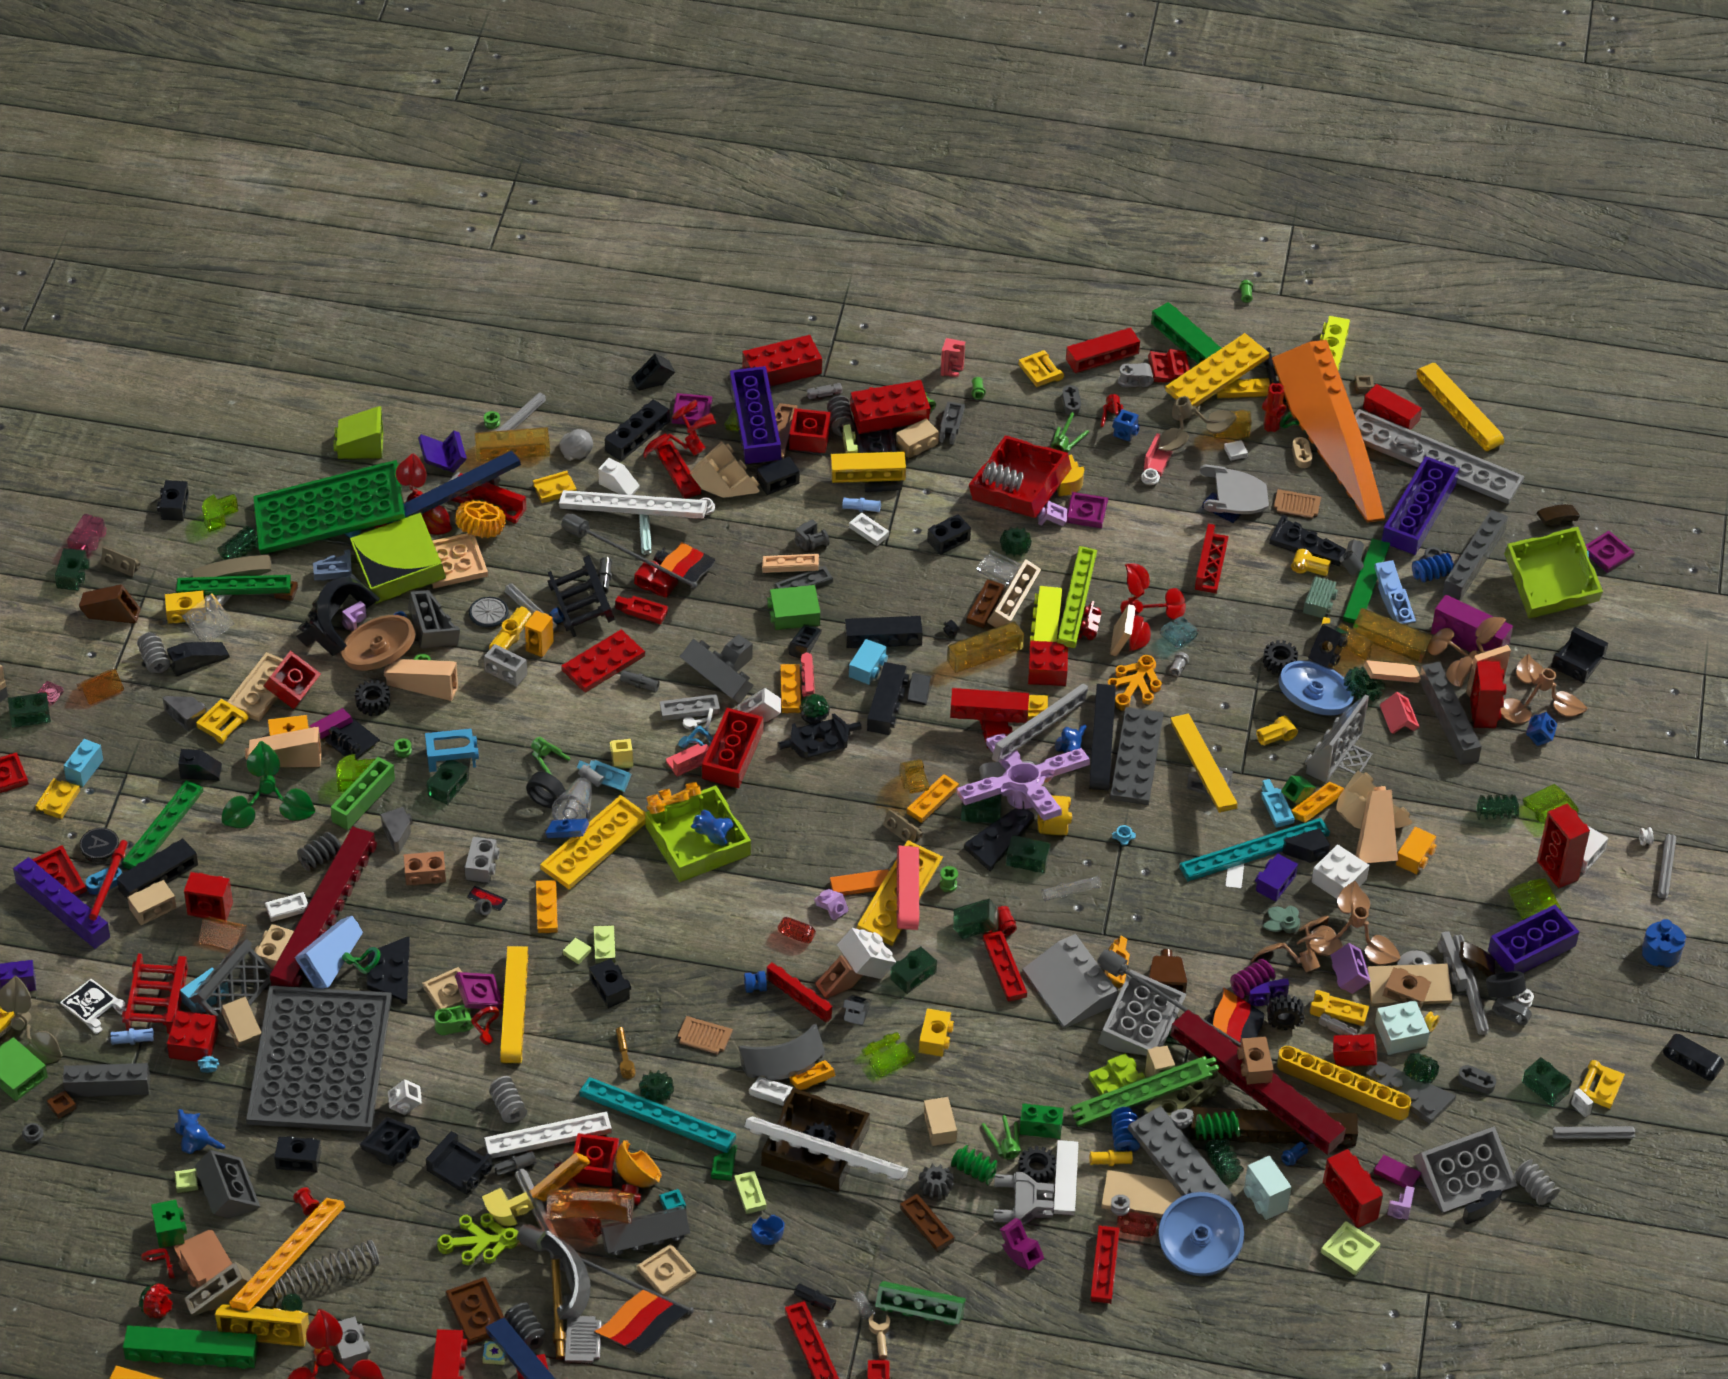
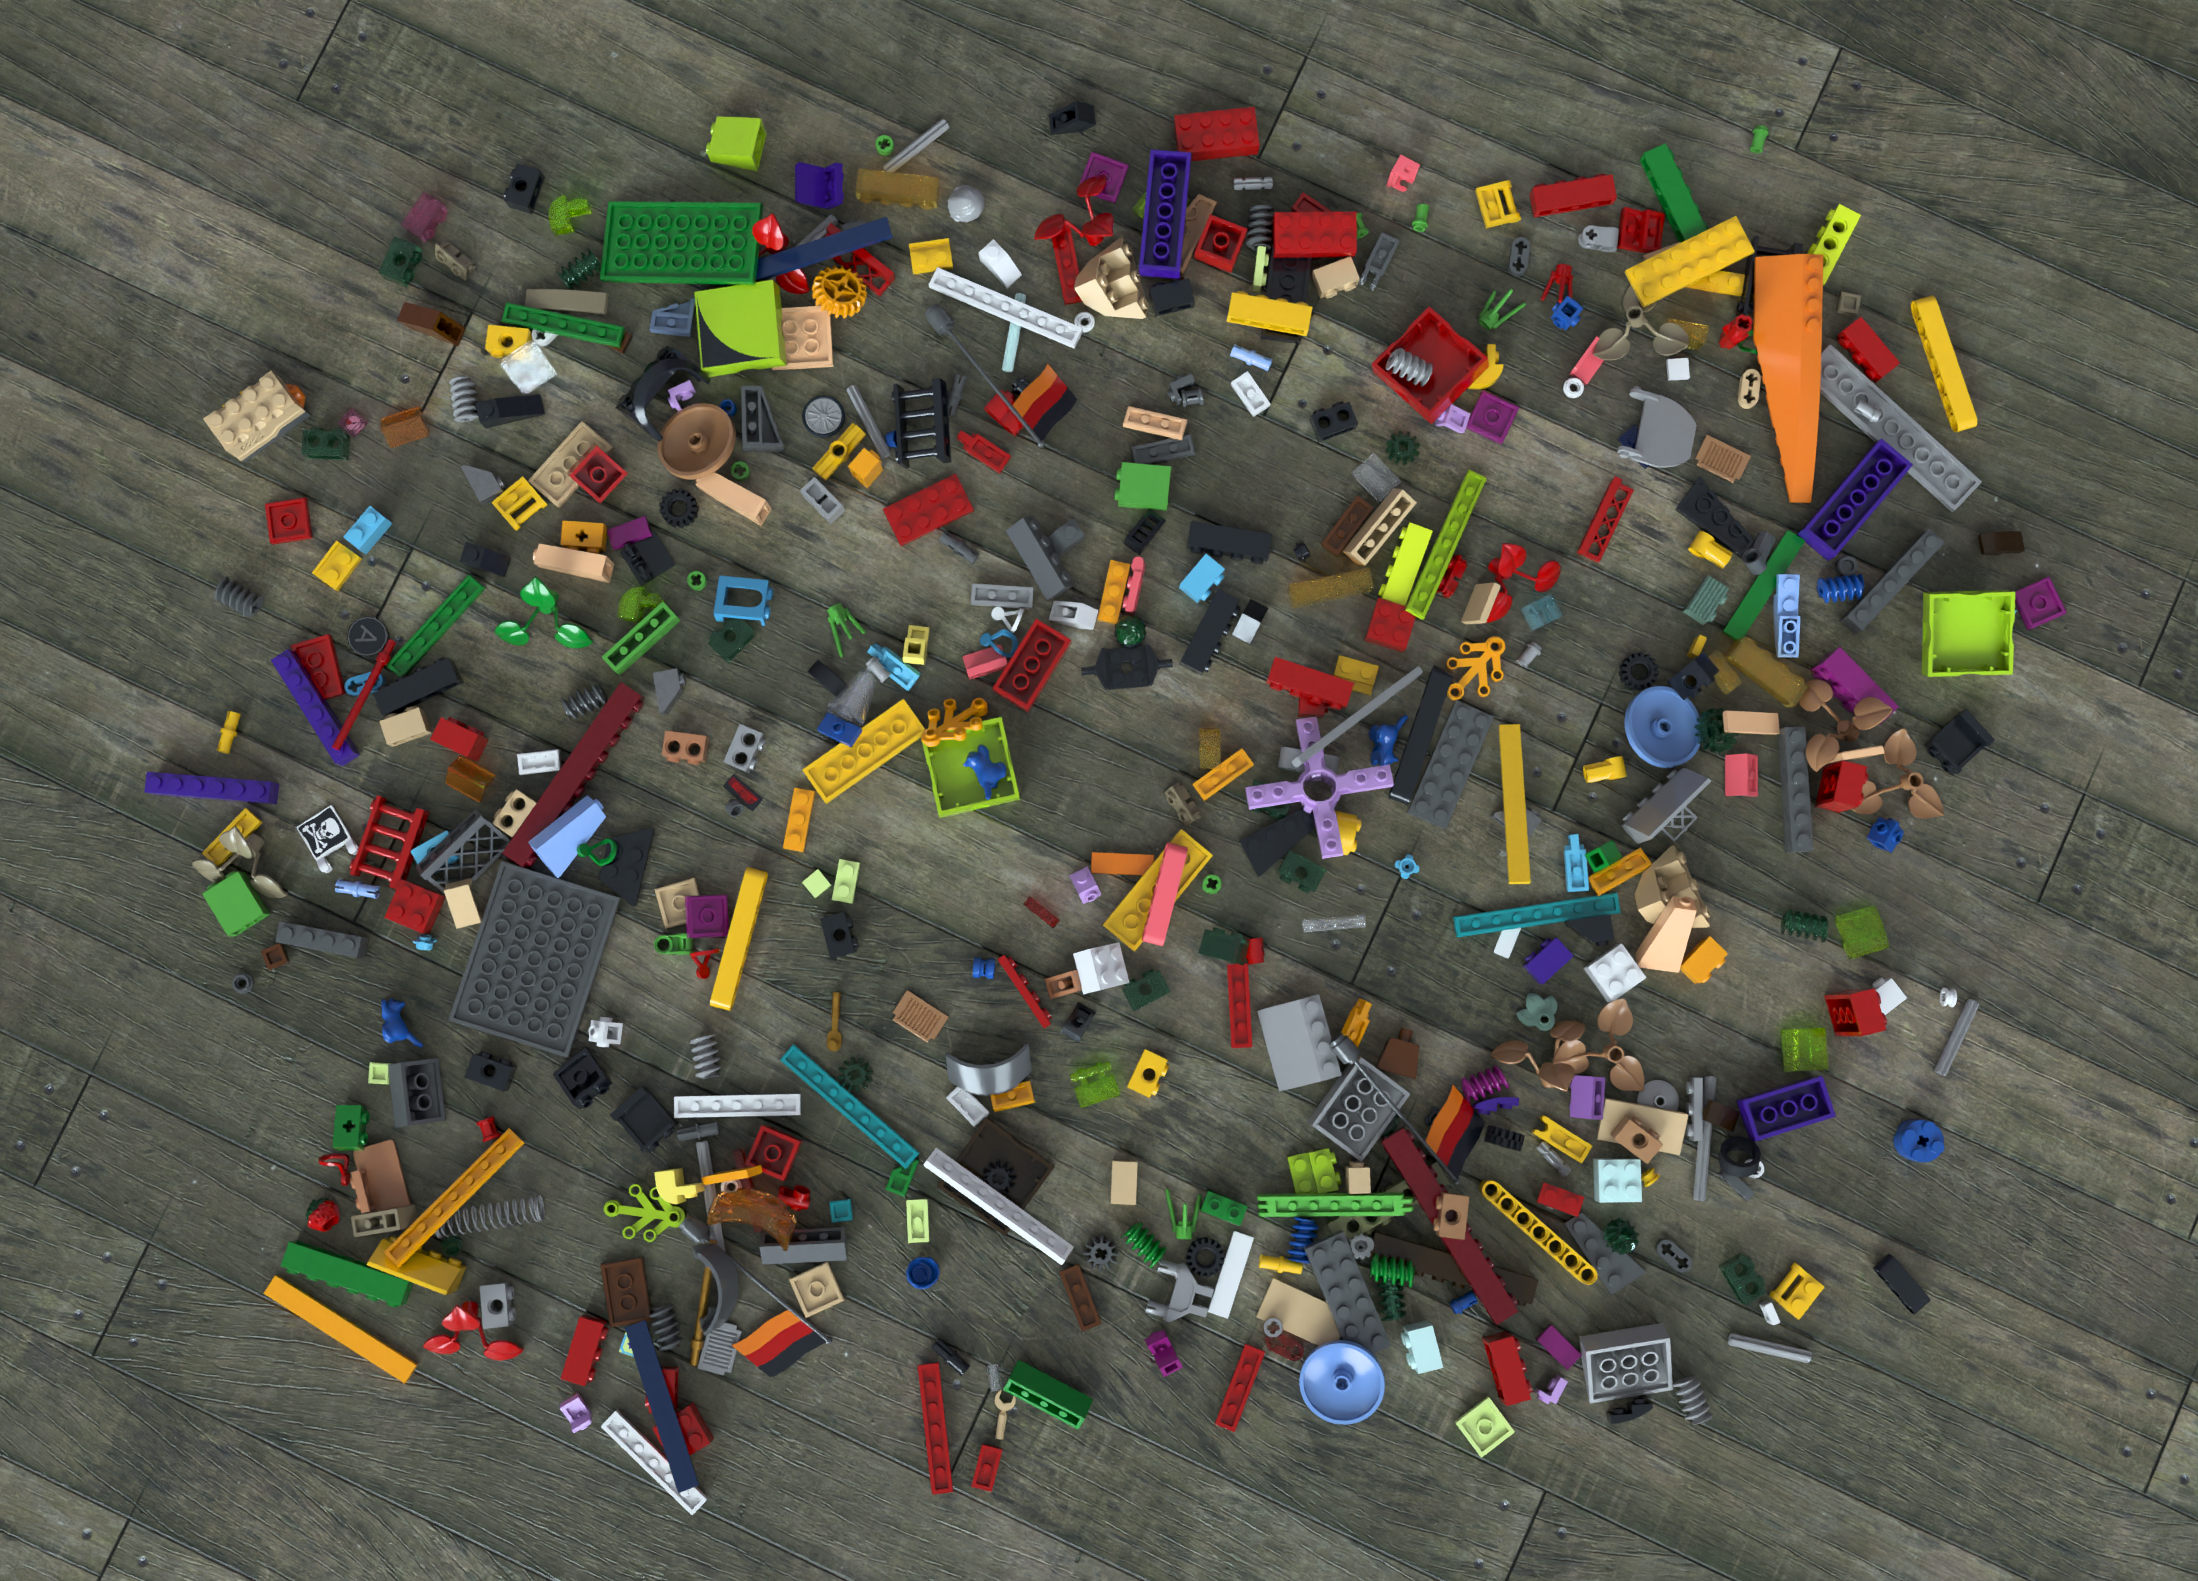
camera: 15 degrees right, 35 degrees up
(636, 1167) = (813, 1173): light orange cylinder -> none
(637, 430) = (1032, 207): black brick -> none

